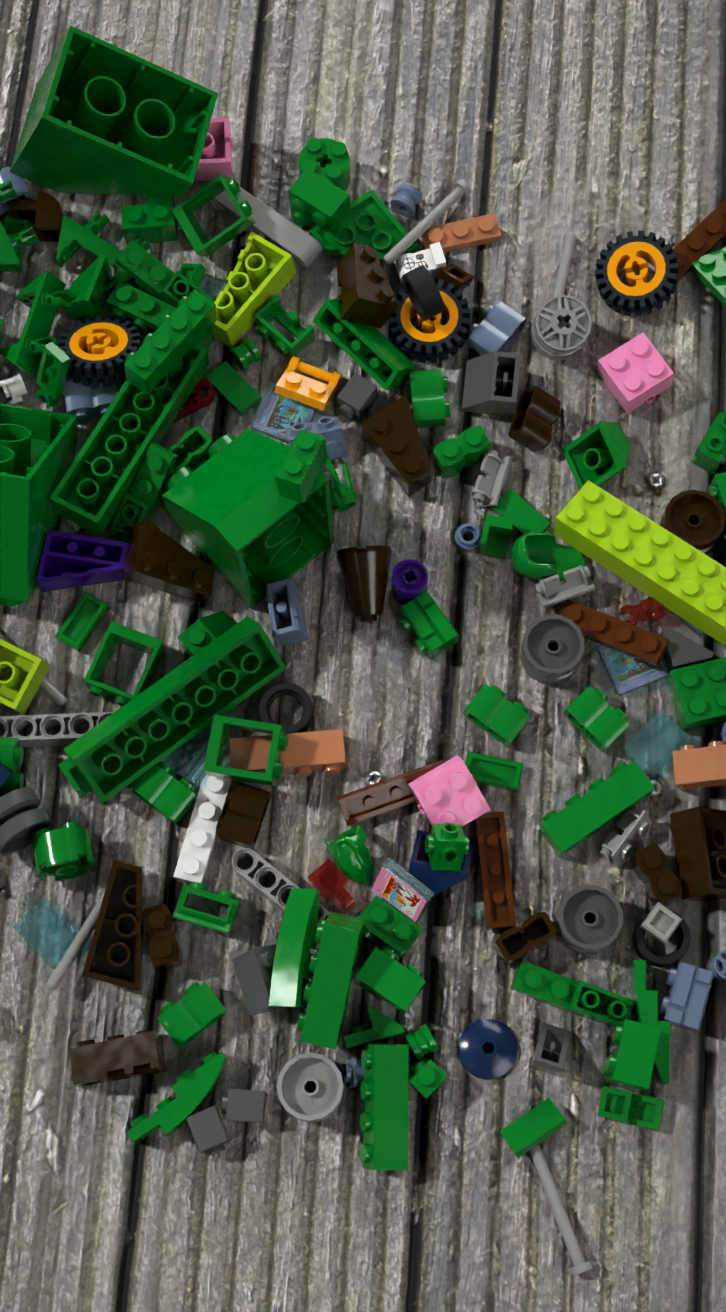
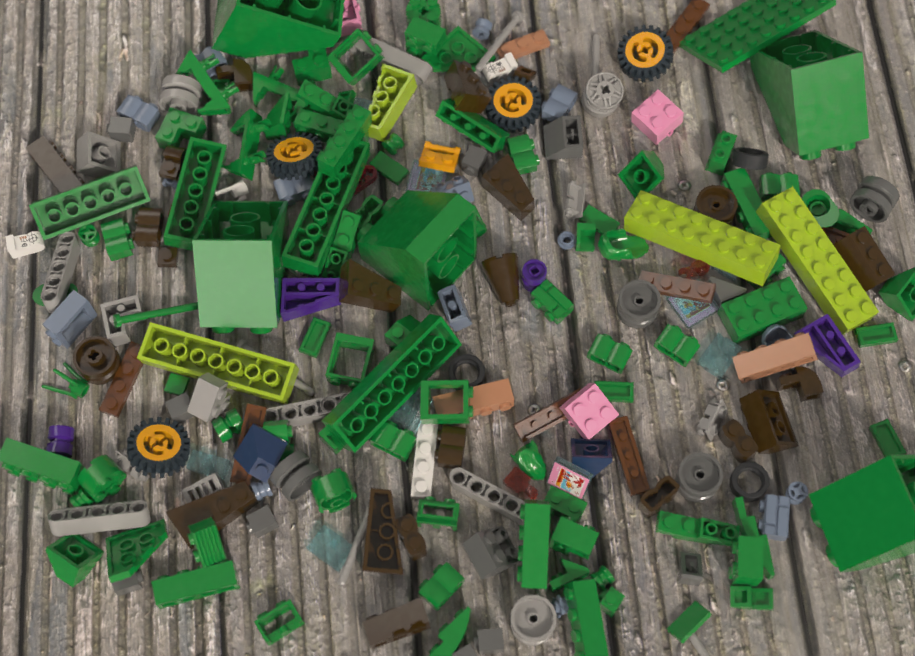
camera: 10 degrees left, 5 degrees down
(52, 374) = (266, 175): green plate -> none
(290, 322) = (419, 119): green window -> none
(293, 947) = (504, 527): green slope -> none
(301, 466) = (457, 200): green brick -> none
(423, 292) = (507, 85): black tyre -> none
(446, 846) = (595, 442): green brick -> none
(456, 453) = (551, 185): green brick -> none
(487, 1065) = (643, 585): dark blue dish -> none
(534, 419) = (596, 156): dark brown brick -> none
(576, 583) = (630, 266): light grey hinge -> none
(595, 808) = (688, 403): green brick -> none
(661, 923) = (748, 470): light grey tile -> none

